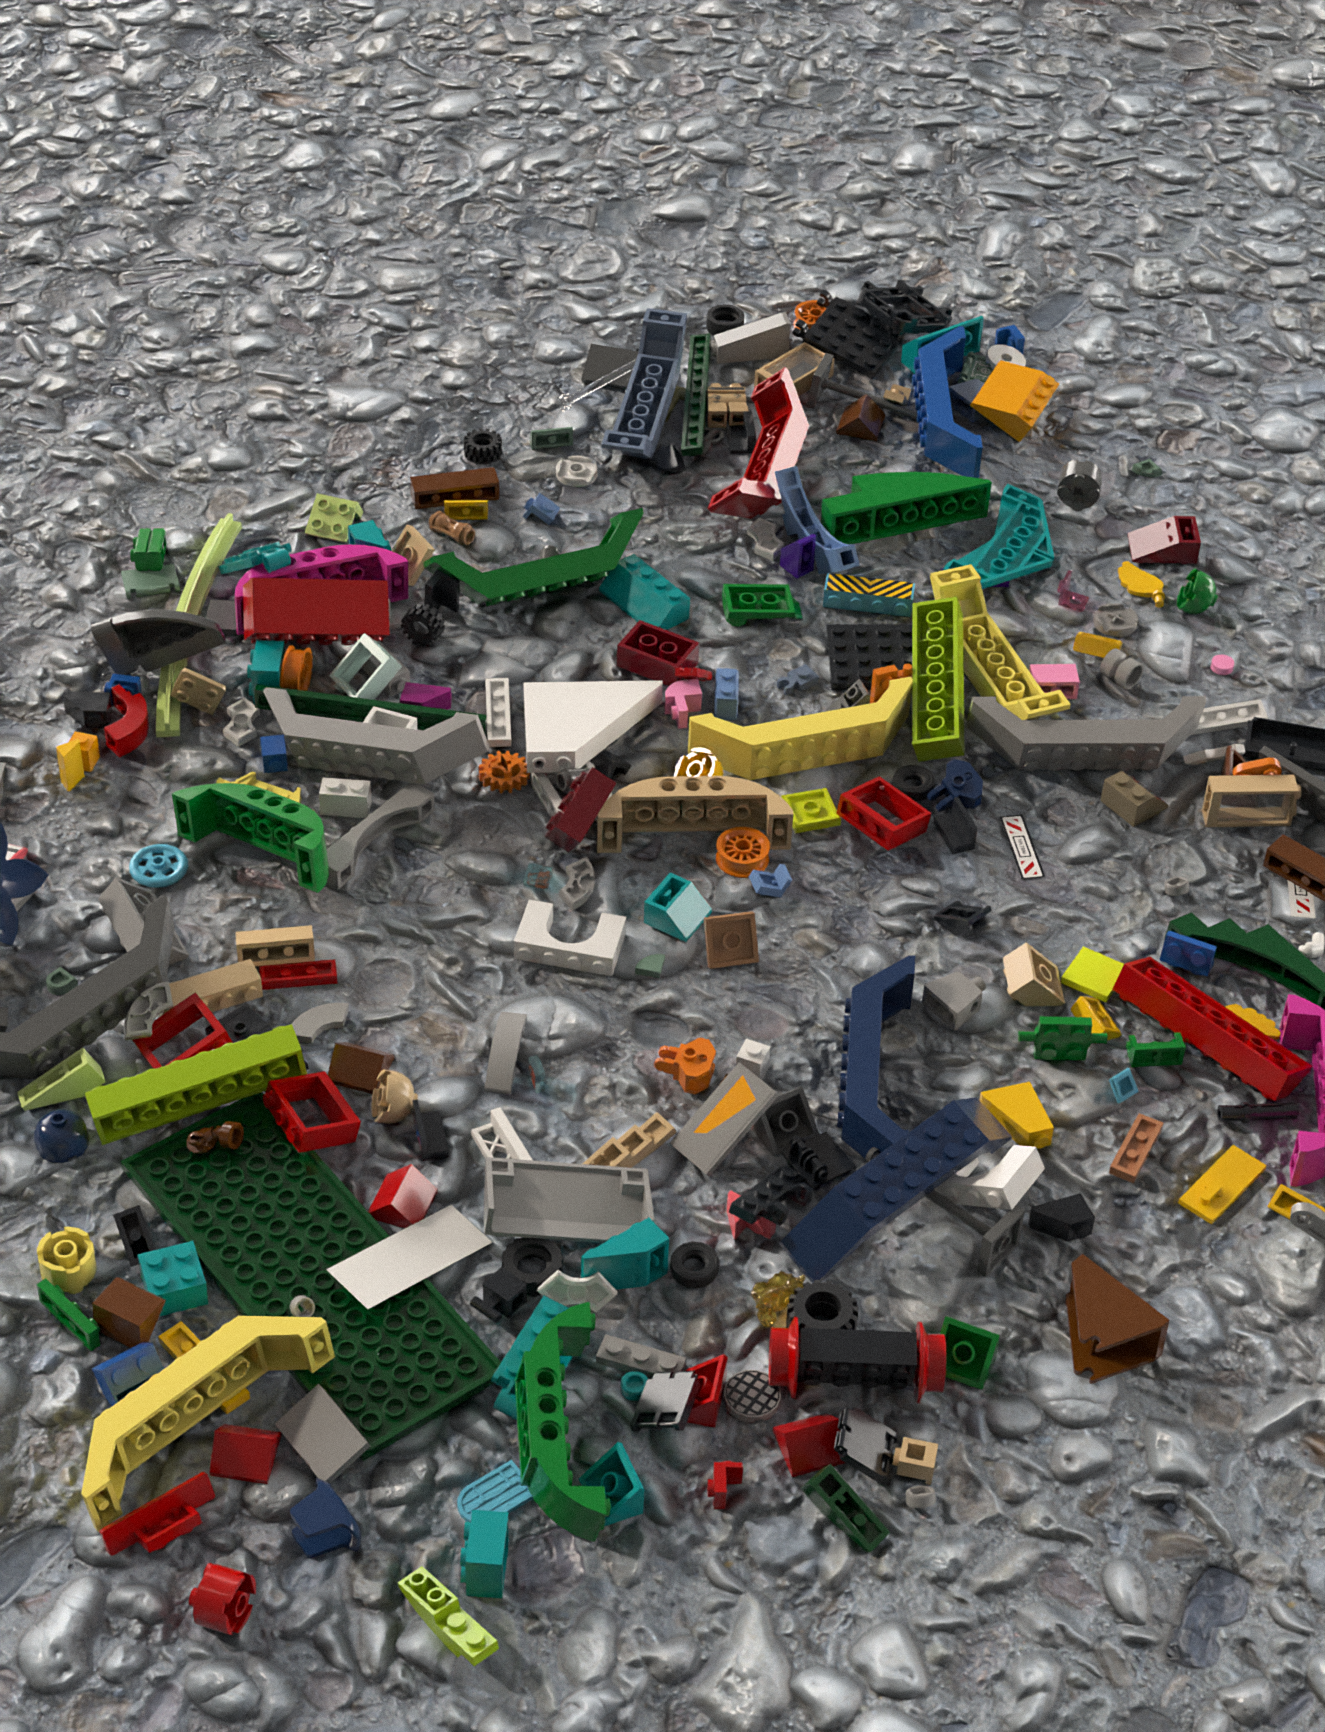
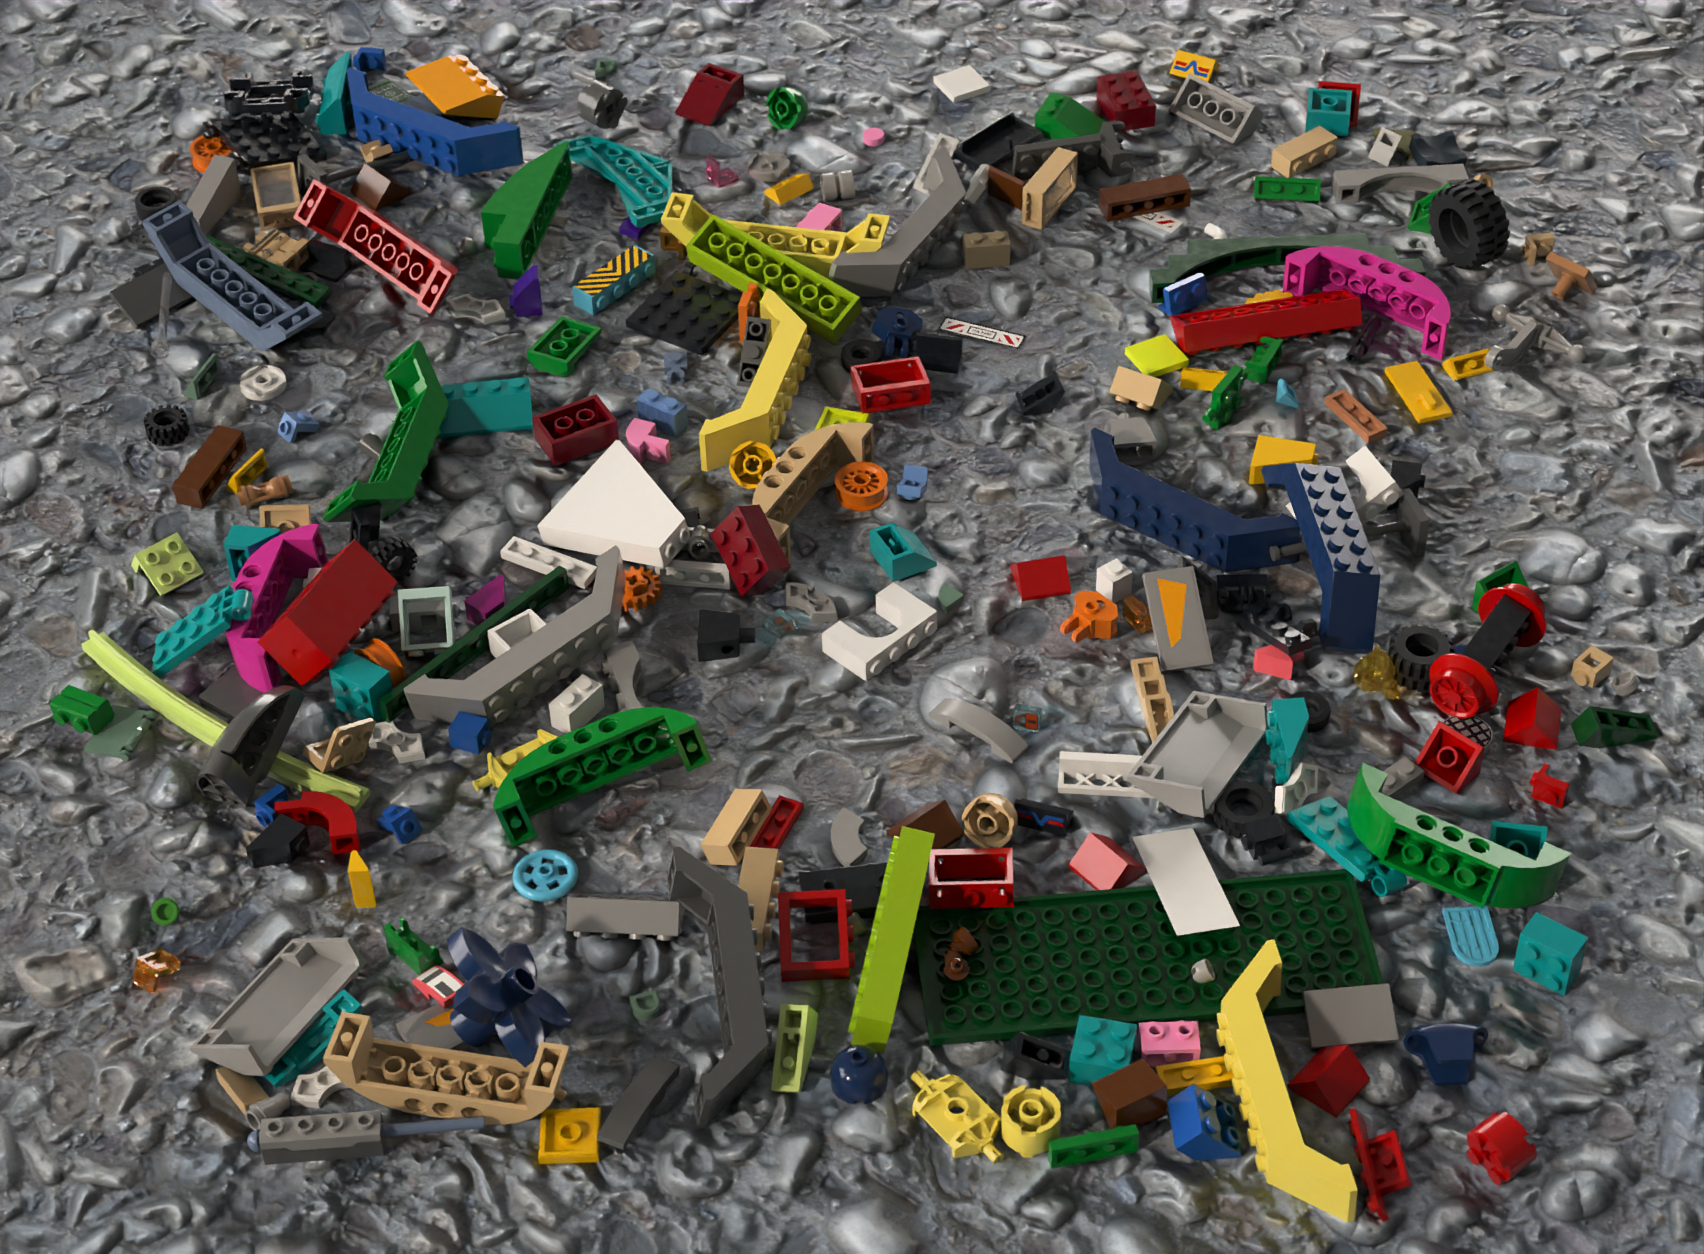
camera: 55 degrees left, 0 degrees up
(32, 825) = (411, 948): none -> green hinge
(36, 1222) = (965, 1132): none -> light yellow plate
(89, 749) = (335, 868): light orange brick -> none
(145, 1009) = (773, 937): light grey tile -> none
(153, 762) = (401, 822): none -> blue bracket
(207, 1312) = (1168, 1042): none -> bright pink brick
(446, 1618) = (1596, 1012): lime slope -> none
(488, 844) = (721, 635): none -> black torso
(633, 1385) = (1412, 798): teal tile -> none
(666, 1401) = (1451, 782): plate -> none
(695, 673) = (627, 416): red tile -> none
(724, 1013) = (1041, 578): none -> red slope
(731, 939) = (969, 532): medium nougat tile -> none
(801, 520) = (487, 271): medium blue arch -> none
(863, 1444) = (1567, 691): black plate -> none
(1004, 352) = (390, 74): white tile -> none
(1110, 1324) = (1524, 504): reddish brown ladder -> none
(1141, 583) = (739, 133): yellow animal -> none
(1176, 886) = (1099, 271): light grey tile -> none
(1263, 766) = (1035, 162): orange plate -> none

